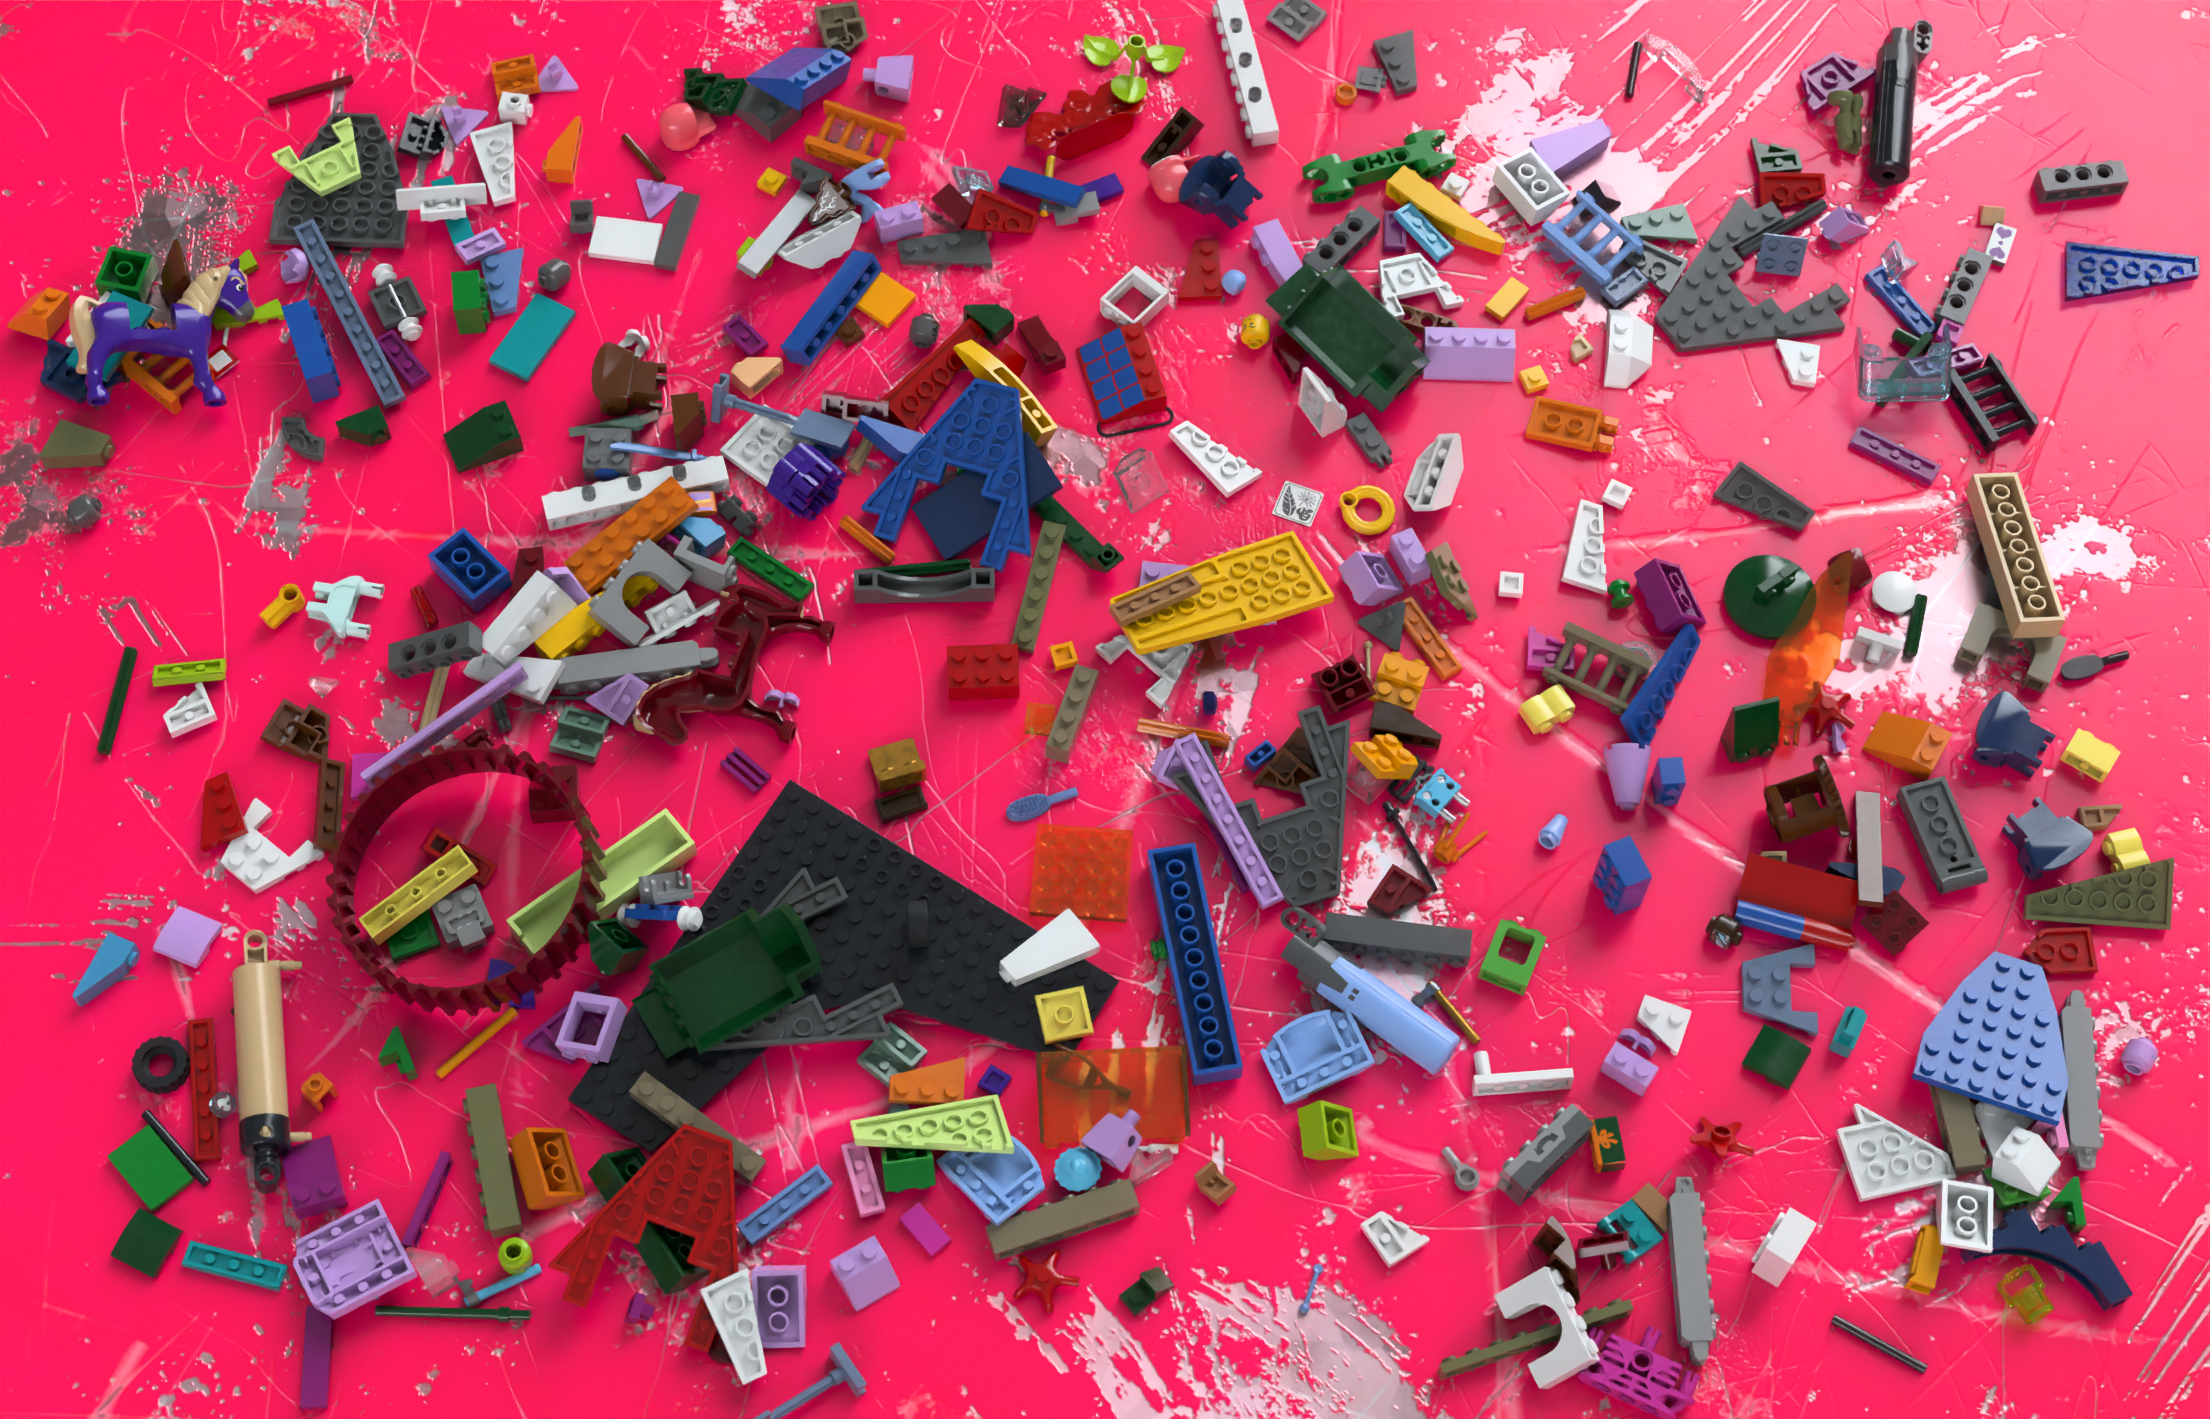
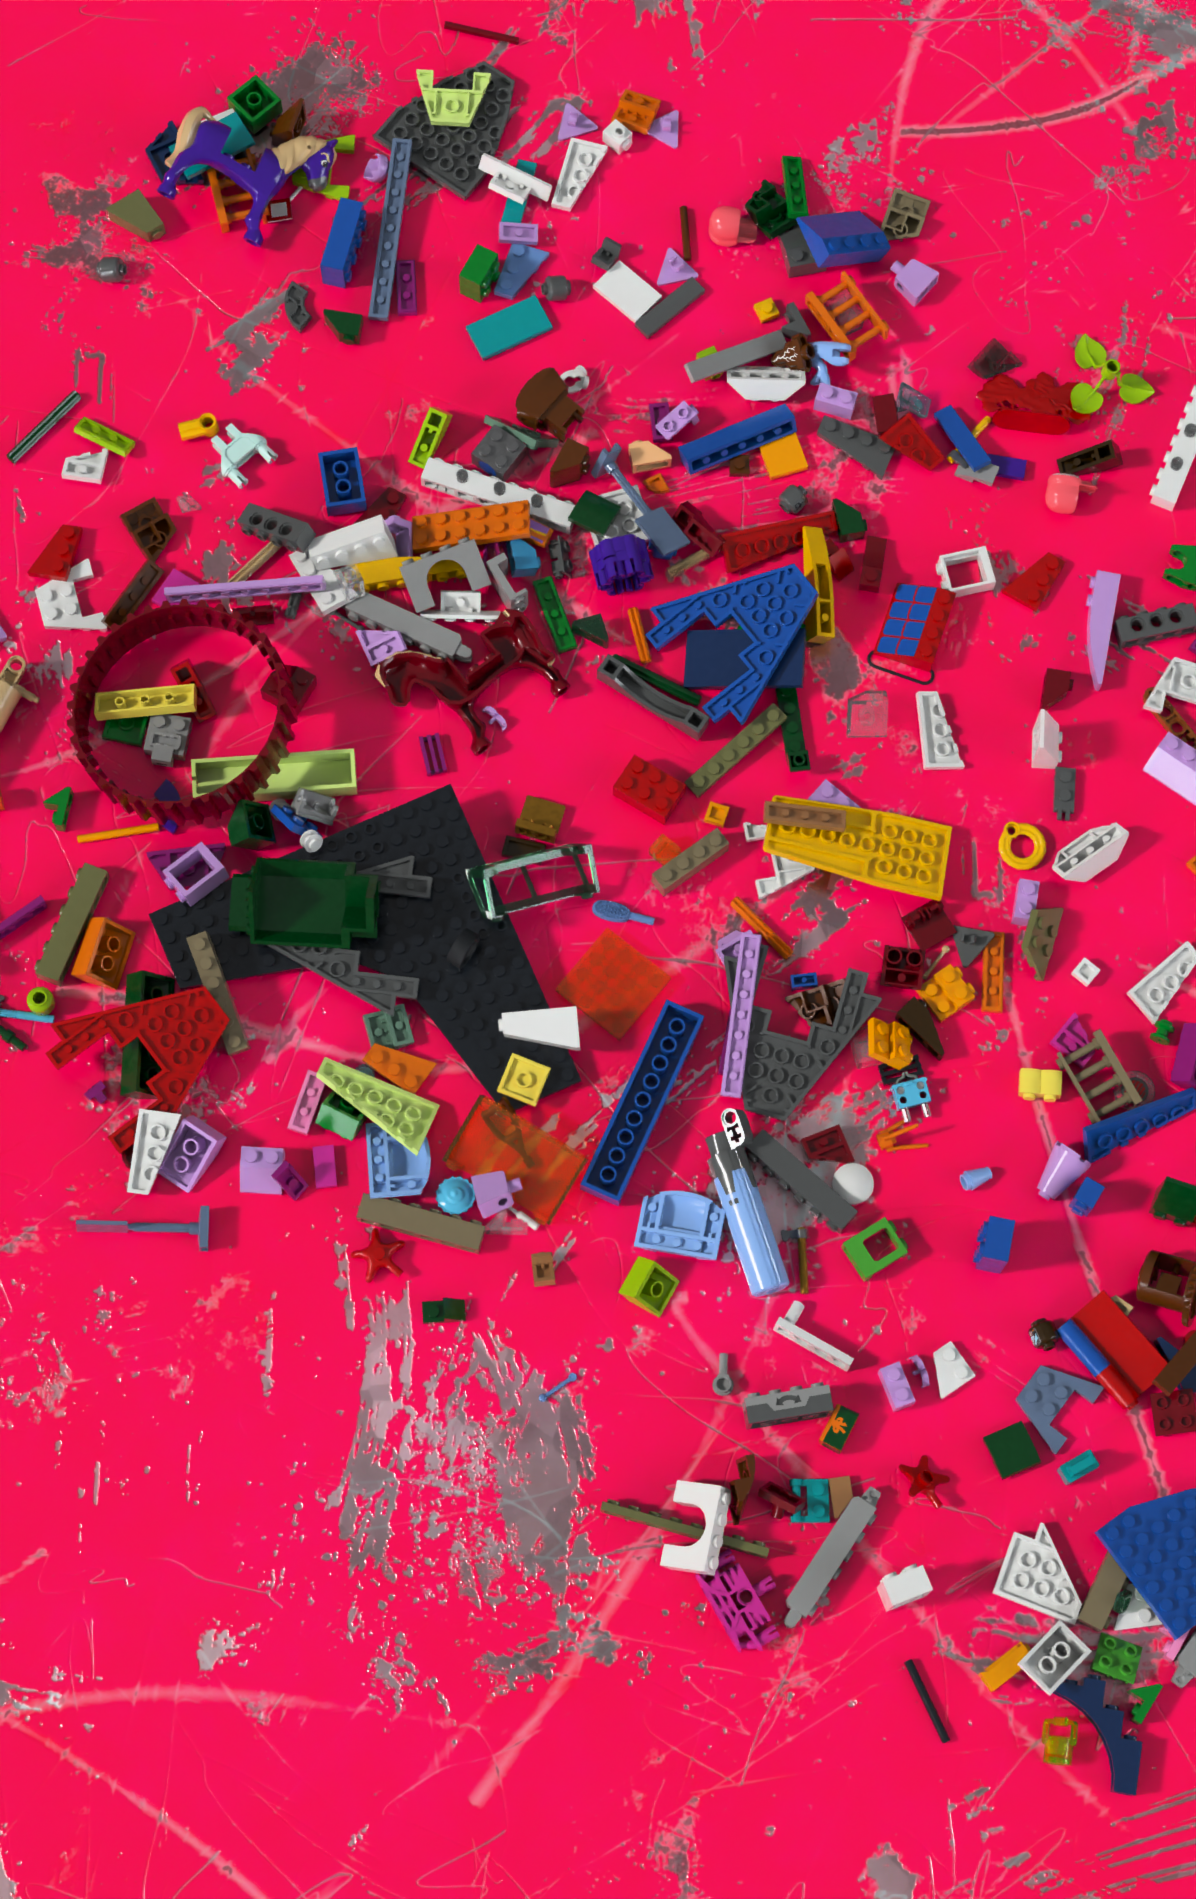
camera: 35 degrees right, 10 degrees up
(42, 314) = (178, 98): orange slope -> none
(397, 302) = (431, 241): dark grey plate -> none
(422, 137) = (536, 119): black slope -> none
(424, 606) = (295, 488): red axle -> none
(484, 437) = (421, 385): dark green slope -> none
(527, 480) = (430, 436): none -> lime slope
(549, 652) = (350, 582): none -> clear slope
(563, 154) = (629, 195): orange slope -> none
(580, 734) = (337, 653): sand green slope -> none
(657, 451) = (558, 493): medium blue sword -> none
(719, 58) = (794, 187): none -> green tile
(744, 452) = (594, 513): none -> dark green slope
(761, 323) = (677, 420): none -> lavender bracket
(782, 395) = (656, 484): none -> orange tile
(784, 1205) = (242, 1086): medium blue plate -> none
(819, 560) = (592, 629): none -> clear green slope
(889, 438) = (707, 569): slope -> none
(894, 829) = (486, 871): none -> windscreen
(902, 1263) = (290, 1180): none -> magenta plate
(994, 1081) = (446, 1094): dark purple tile -> none
(1158, 949) = (625, 1075): green bush -> none
(1210, 188) = (1087, 520): dark blue piece -> none
(1210, 703) = (795, 918): clear blue tile -> none
(1234, 281) = (1052, 603): light blue piece -> none
(1255, 331) = (1039, 653): yellow head -> none
(1298, 503) = (974, 807): white sticker -> none
(1336, 631) = (929, 924): none -> dark red hinge
(1349, 333) = (1105, 700): dark green panel -> none
(1369, 578) = (983, 900): lavender slope -> none
(1392, 1238) = (638, 1391): white wing -> none
(1393, 815) = (867, 1087): black sword -> none
(1445, 908) = (853, 1183): none -> white dish
(1983, 1125) = (1122, 1601): none -> clear green tile
(2024, 1162) = (1131, 1649): white slope -> none

